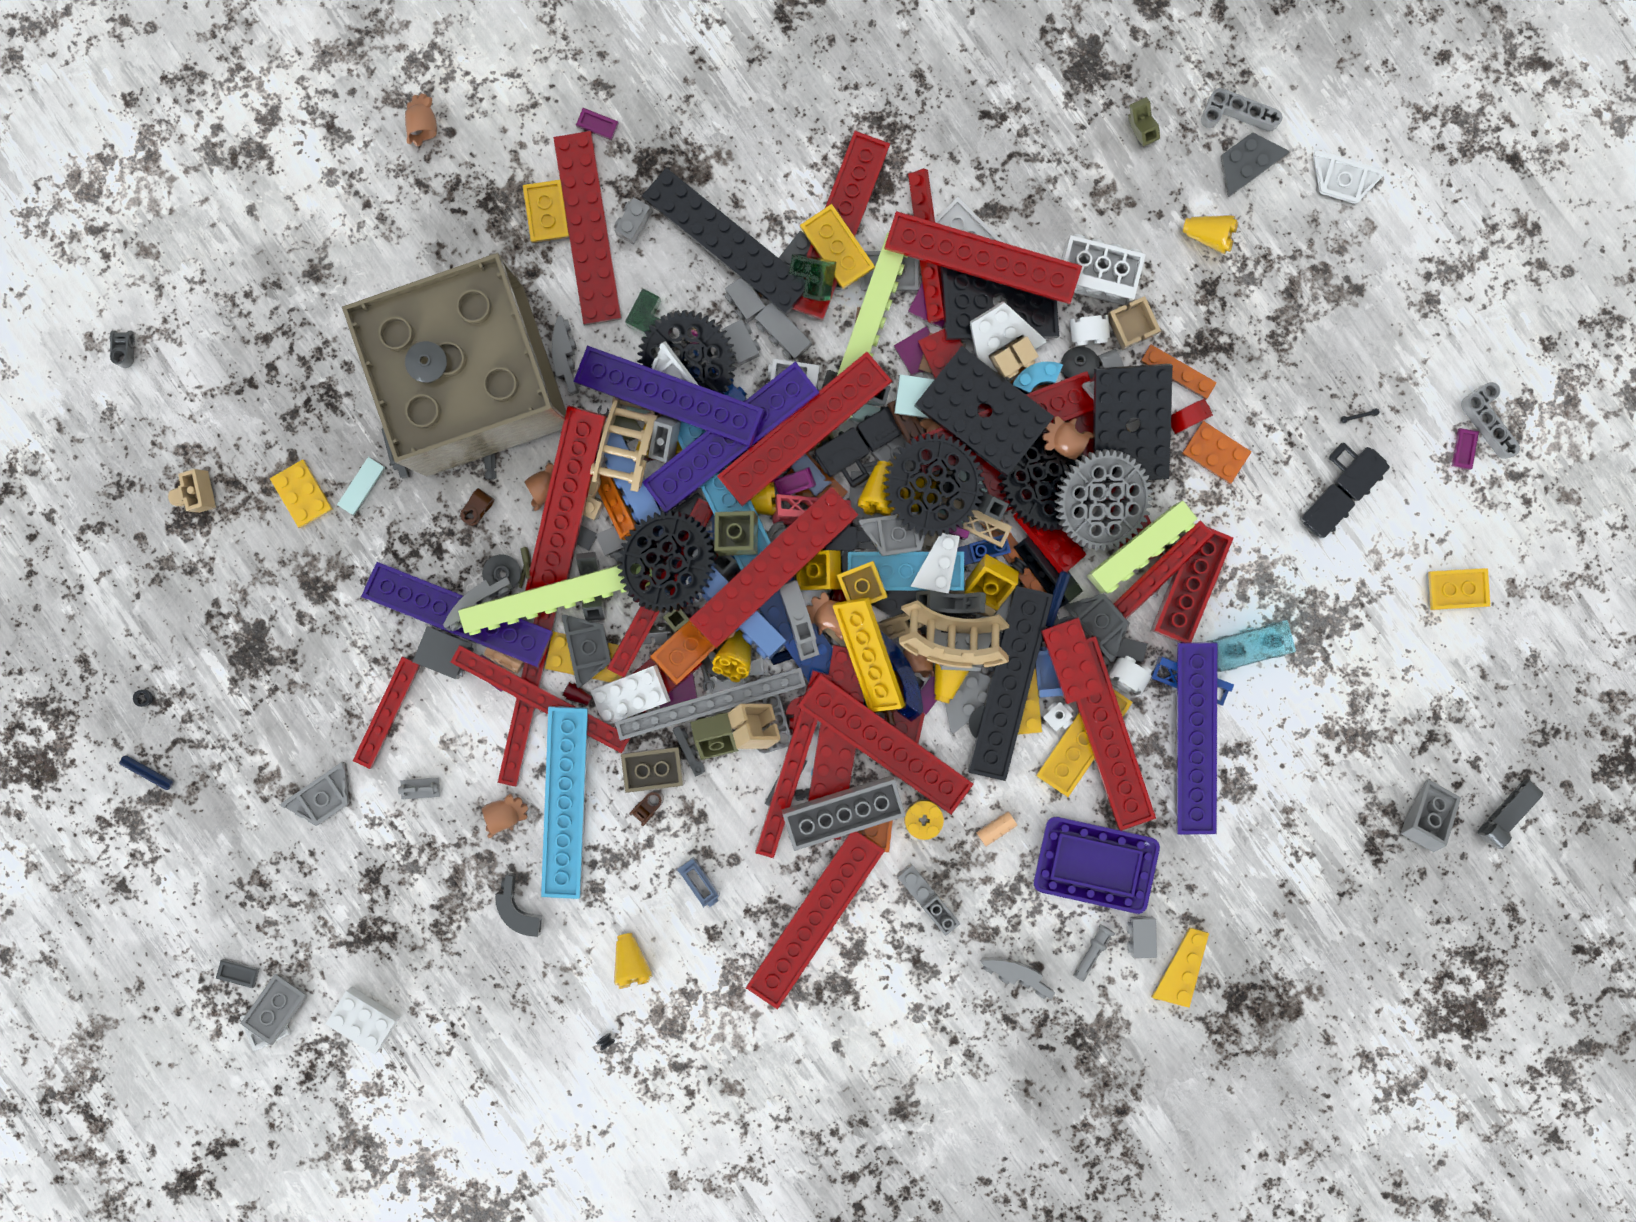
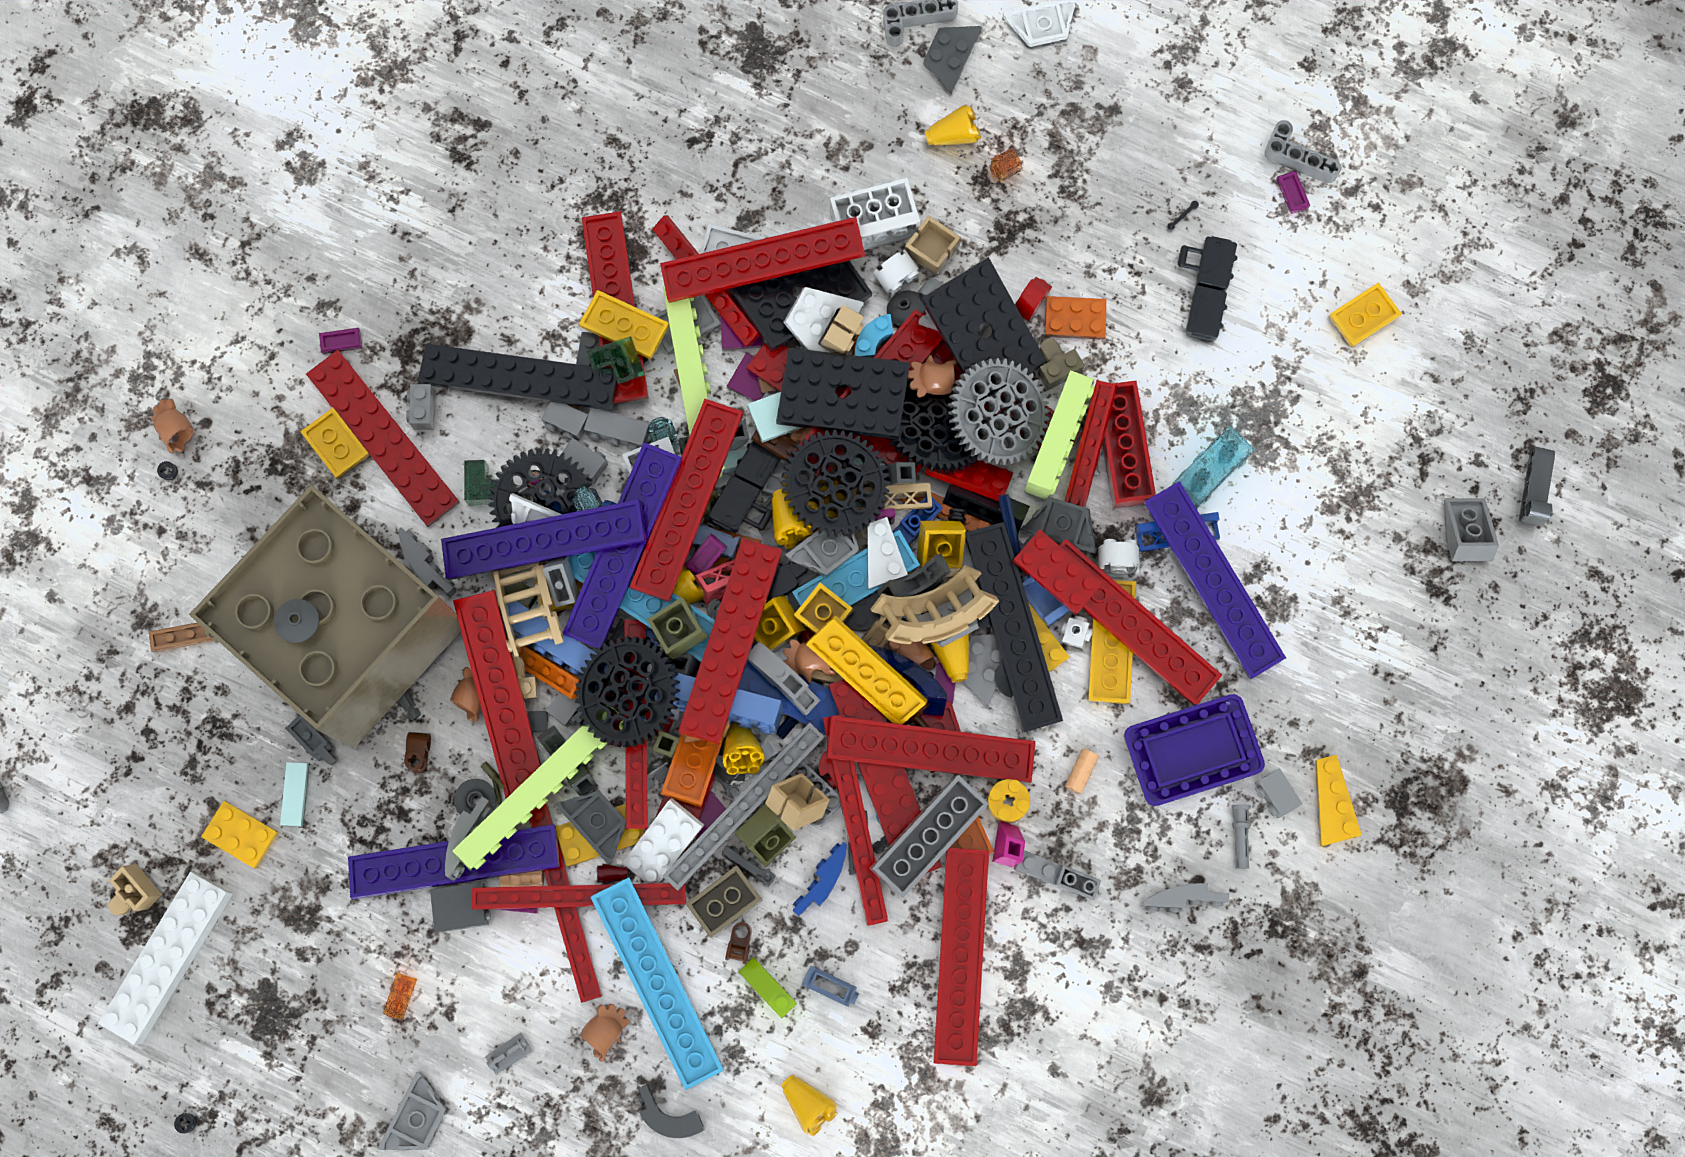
camera: 35 degrees left, 10 degrees down
(192, 560) = (165, 958): none -> white brick
(329, 300) = (177, 637): none -> medium nougat tile
(359, 695) = (399, 996): none -> clear orange hinge
(386, 712) = (435, 998): red plate -> none
(403, 160) = (174, 472): none -> black bush
(649, 855) = (767, 987): none -> lime slope
(722, 382) = (586, 499): none -> clear light blue head
(748, 793) = (828, 872): none -> blue slope
(818, 354) = (662, 428): none -> clear light blue head
(903, 854) = (1008, 845): none -> dark pink slope
(1132, 649) = (1107, 531): dark grey tile -> none
(1143, 123) = (837, 72): olive brick -> none
(1178, 486) = (1058, 364): none -> dark tan brick
(1182, 373) = (1005, 265): orange plate -> none
(1236, 287) = (1005, 165): none -> clear orange brick

